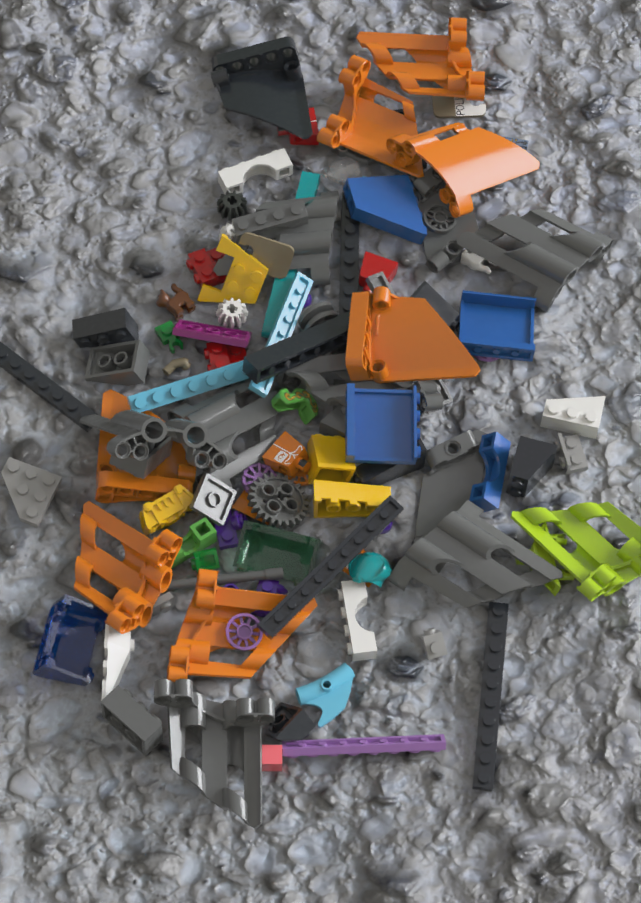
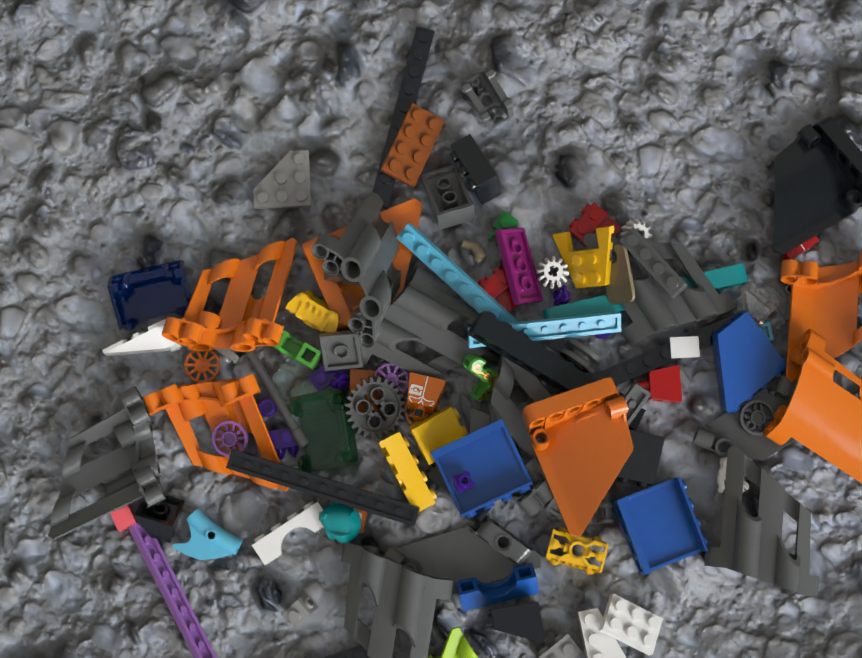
camera: 65 degrees right, 20 degrees up
(47, 286) = (495, 92): none -> dark grey piece
(55, 371) = (412, 145): none -> dark orange plate
(132, 720) = (100, 383): dark grey brick -> none
(161, 631) = (202, 365): none -> orange wheel
(177, 303) = (538, 217): reddish brown animal -> none
(205, 559) = (285, 369): green bracket -> none
(232, 205) = (667, 222): pearl dark grey gear -> none
(260, 316) = (561, 296): none -> dark purple plate
(275, 164) = (738, 234): white arch -> none
(351, 243) = (684, 347): none -> white sticker
(386, 444) = (460, 487): none -> dark purple plate
(495, 403) = (570, 559): none -> yellow piece
(572, 382) = (631, 624): none -> white plate

